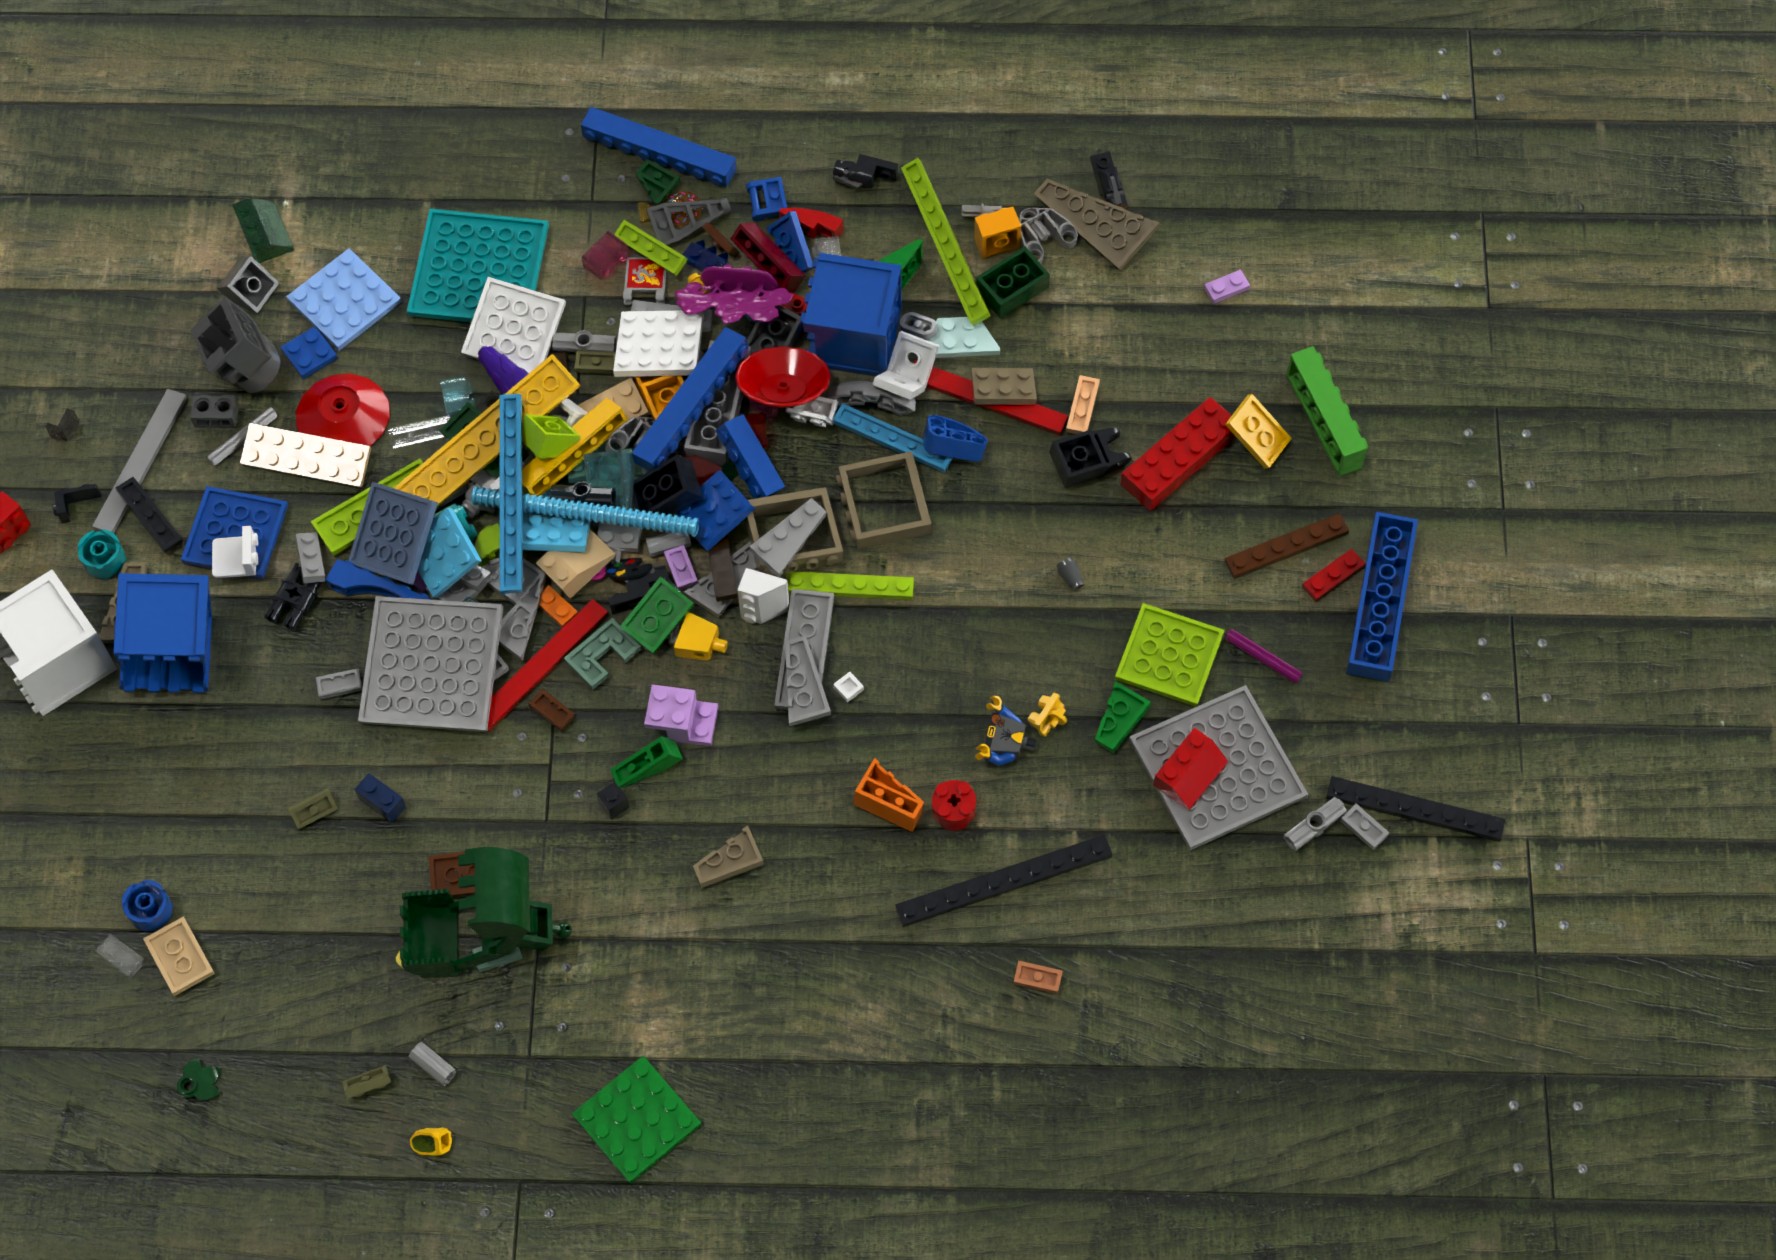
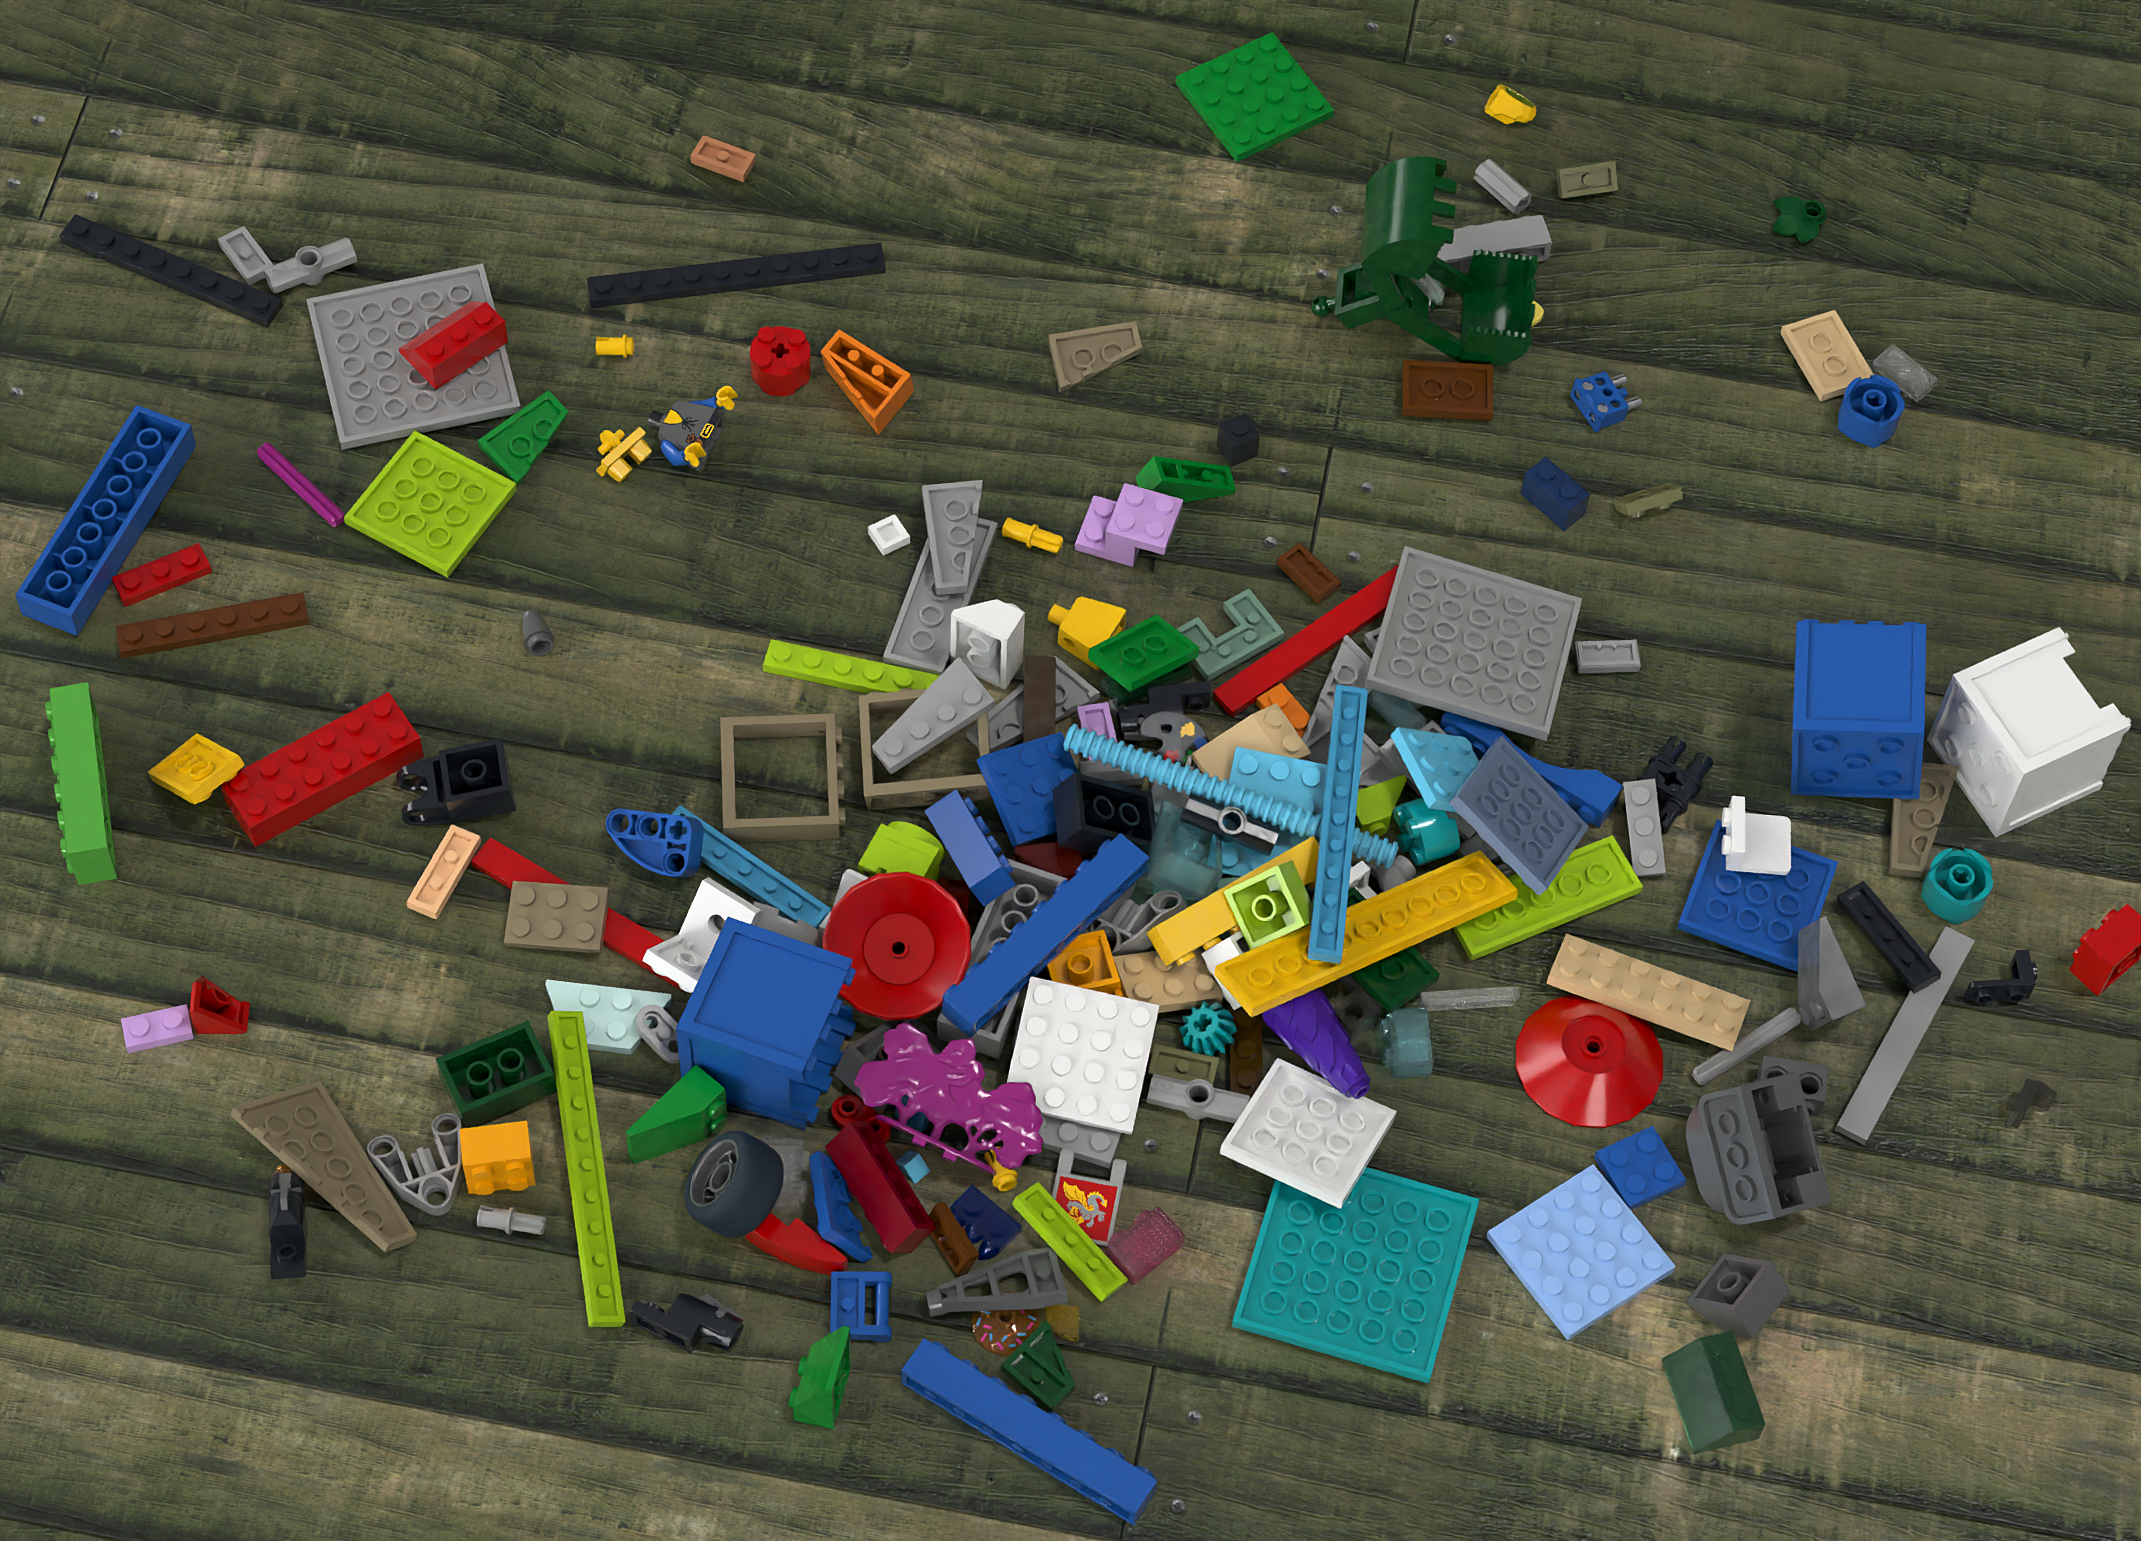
camera: 175 degrees left, 5 degrees down
(191, 462) = (1824, 978): none -> dark grey slope
(355, 886) = (1601, 400): none -> blue piece
(440, 999) = (1515, 236): none -> light grey brick
(588, 382) = (1208, 1029): none -> teal gear
(748, 703) = (1032, 535): none -> yellow axle
(779, 143) = (823, 1380): none -> green slope
(792, 444) = (902, 849): none -> lime piece
(853, 229) = (734, 1184): none -> black wheel
(1076, 801) = (615, 346): none -> yellow pin
(1195, 300) = (216, 1010): none -> red slope

